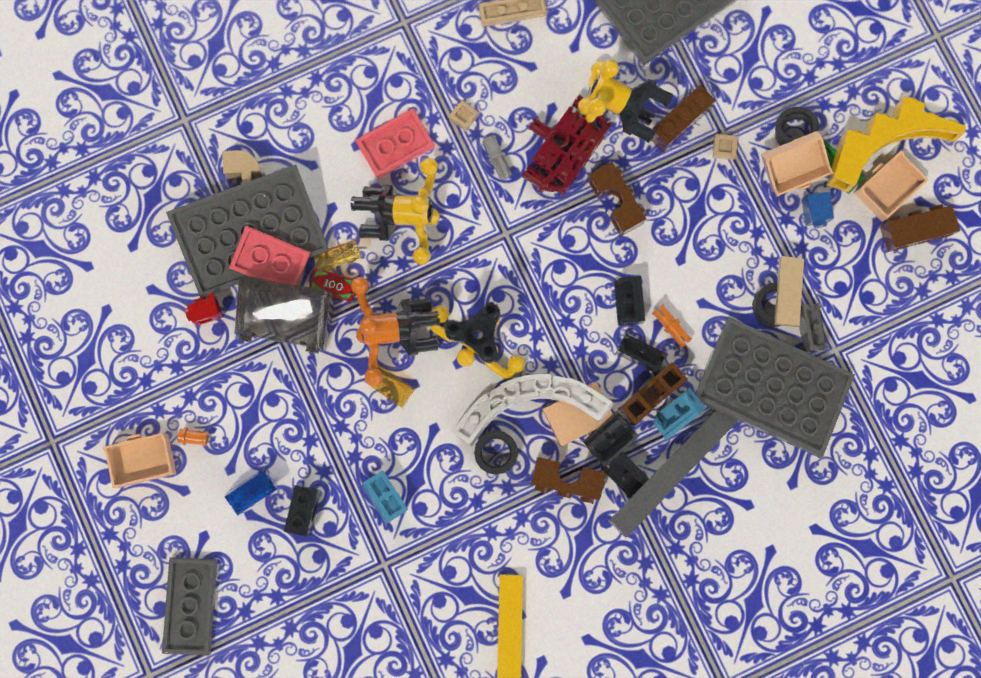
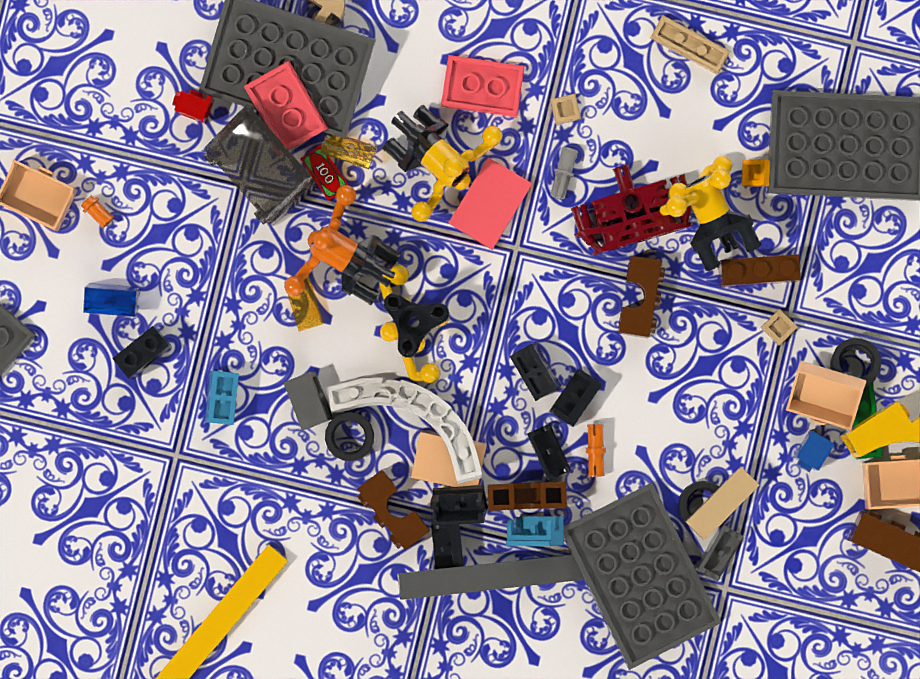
camera: 40 degrees right, 5 degrees up
(446, 450) = (308, 400): none -> dark grey hinge
(464, 217) = (490, 203): none -> coral tile
(587, 305) = (535, 371): none -> black hinge
(626, 57) = (755, 173): none -> light orange tile

